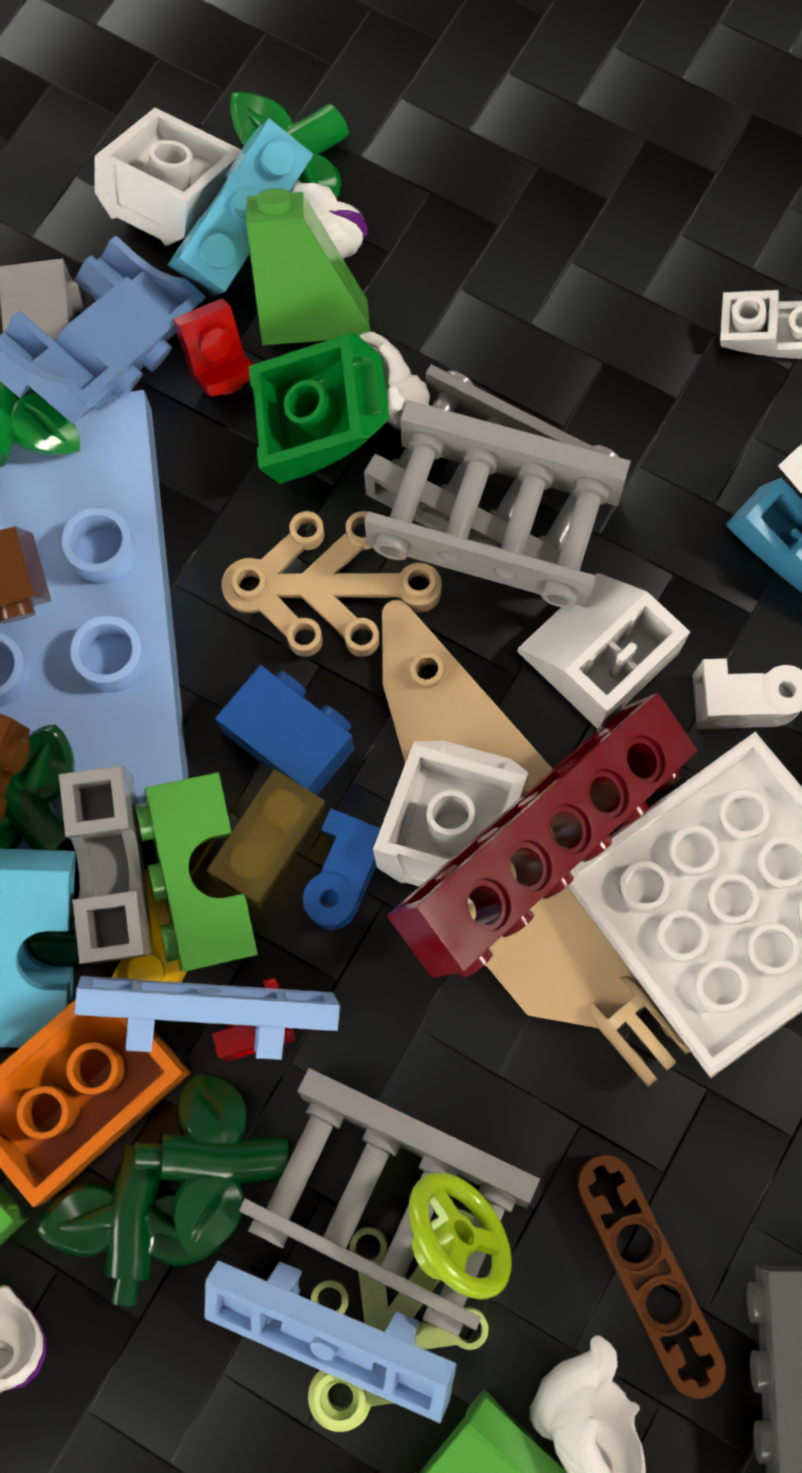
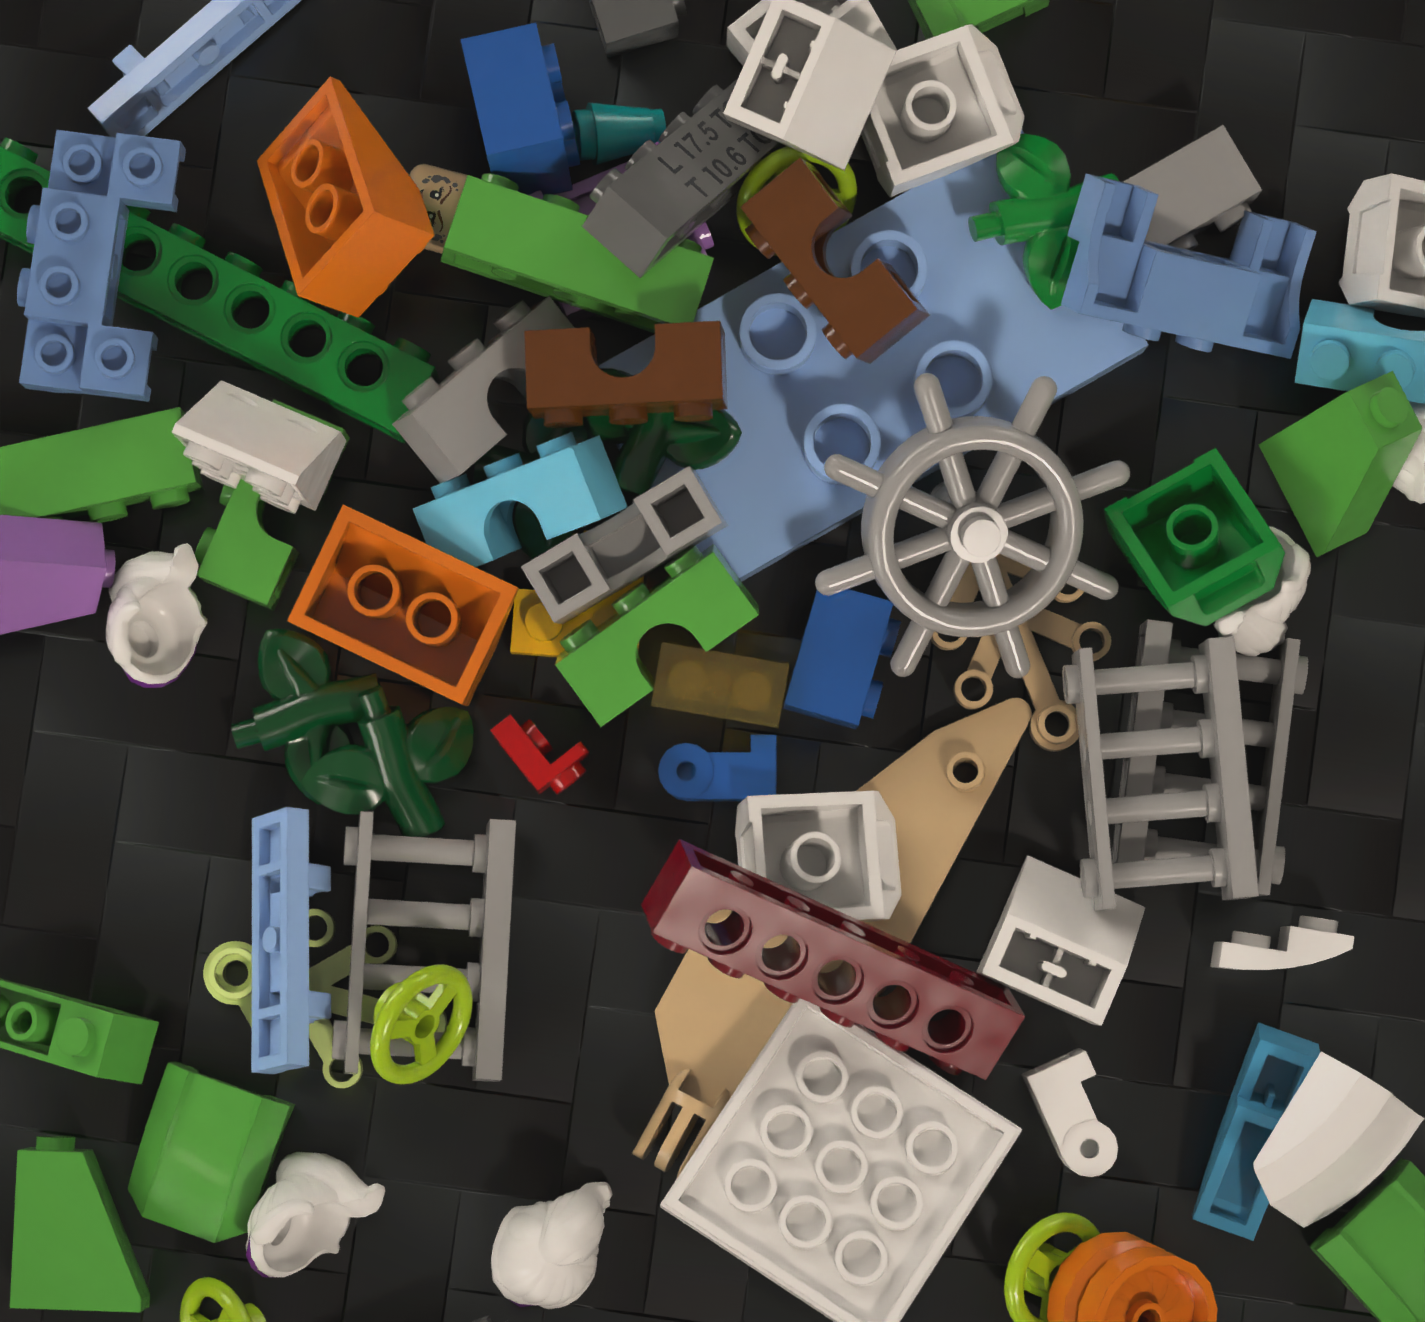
camera: 60 degrees right, 10 degrees up
(150, 1000) = (551, 753): light blue hinge -> none
(213, 348) = (1227, 398): red bracket -> none
(222, 570) = (972, 526): none -> light grey piece
(642, 1276) = (464, 1223): reddish brown beam -> none
(674, 476) = (1297, 946): none -> white slope
(706, 1198) = (550, 1248): none -> white hair

